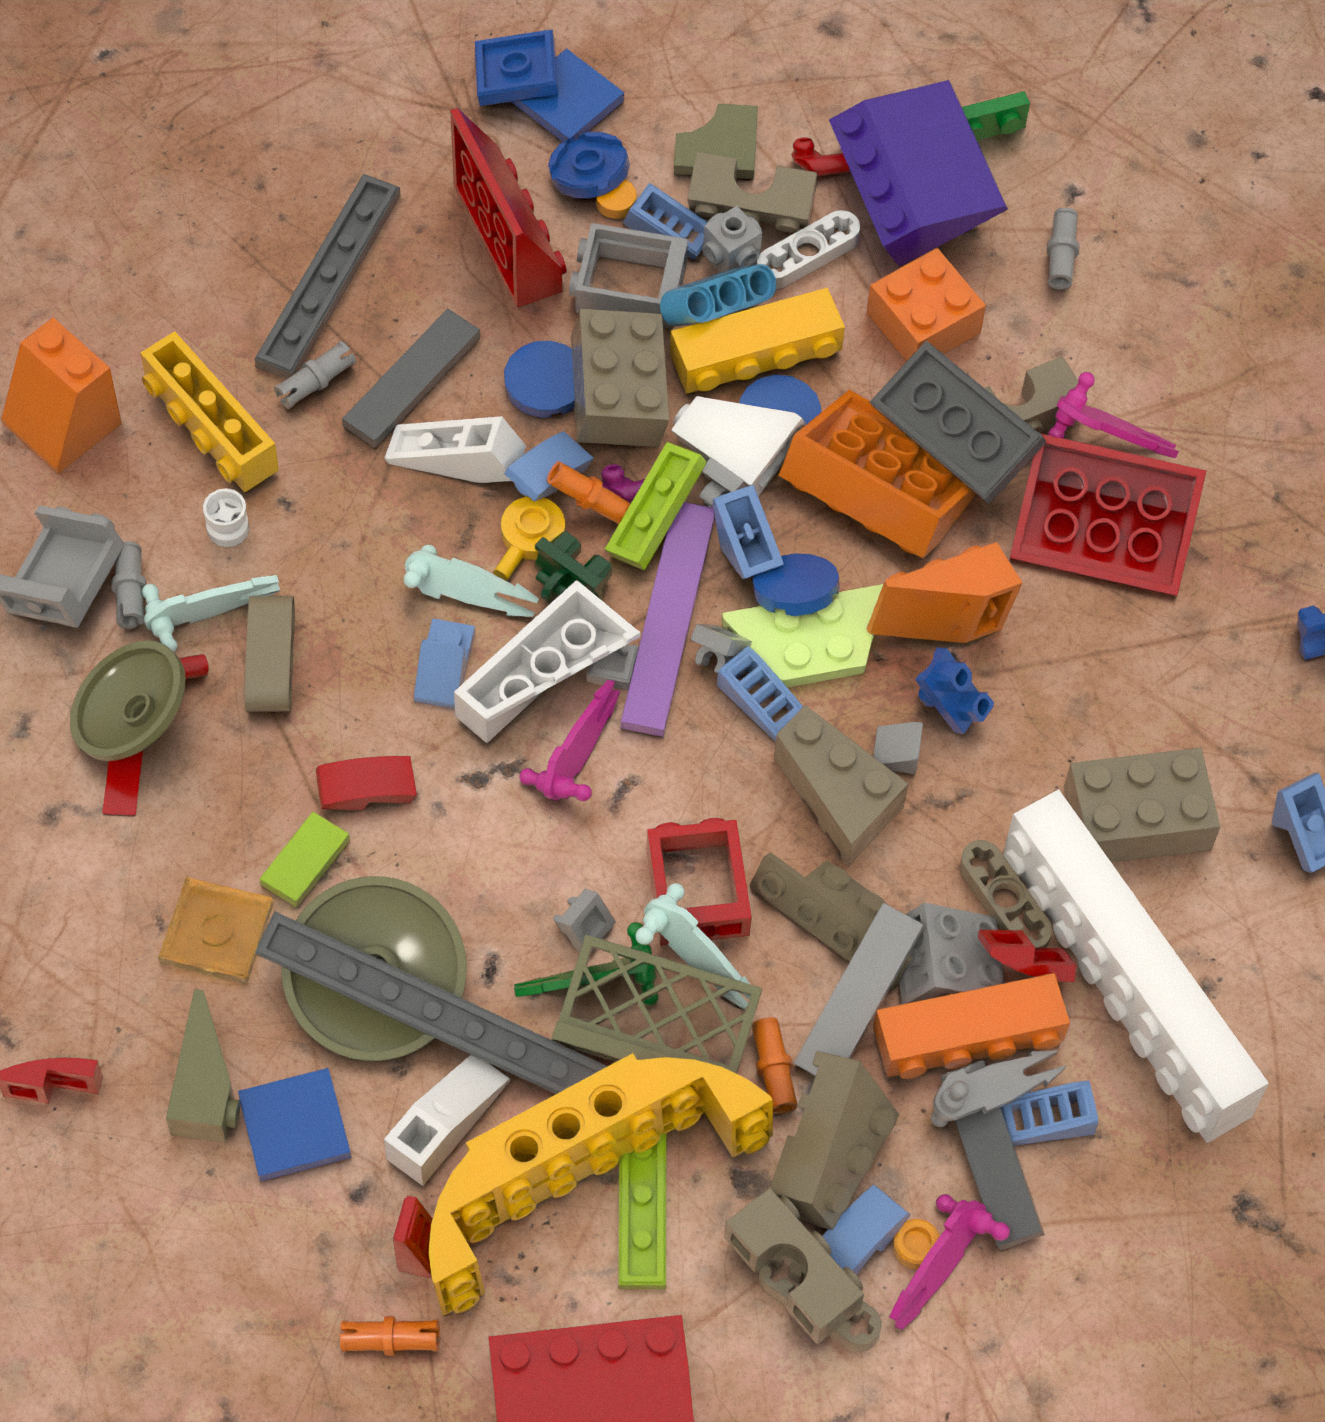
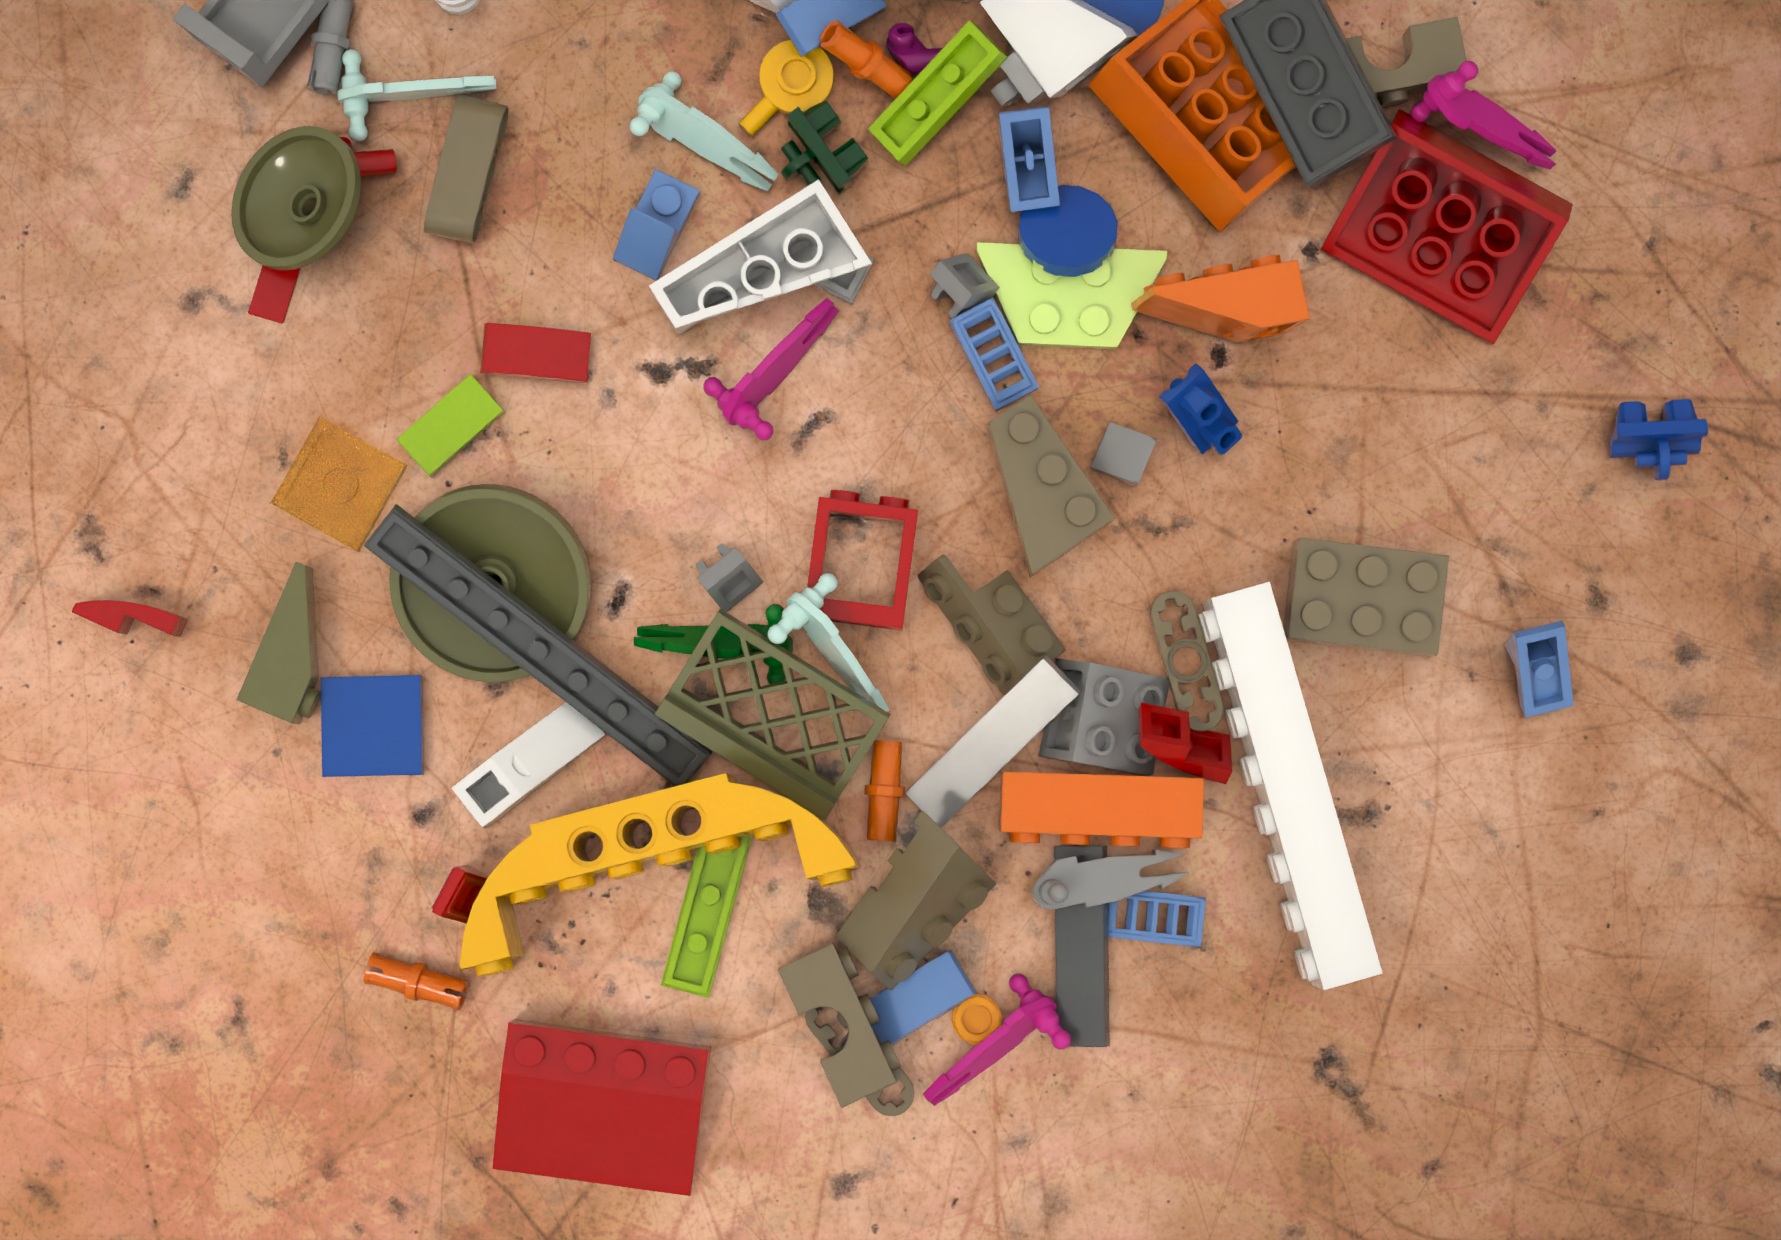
camera: 15 degrees right, 25 degrees up
(668, 621) = (917, 232): medium lavender tile -> none

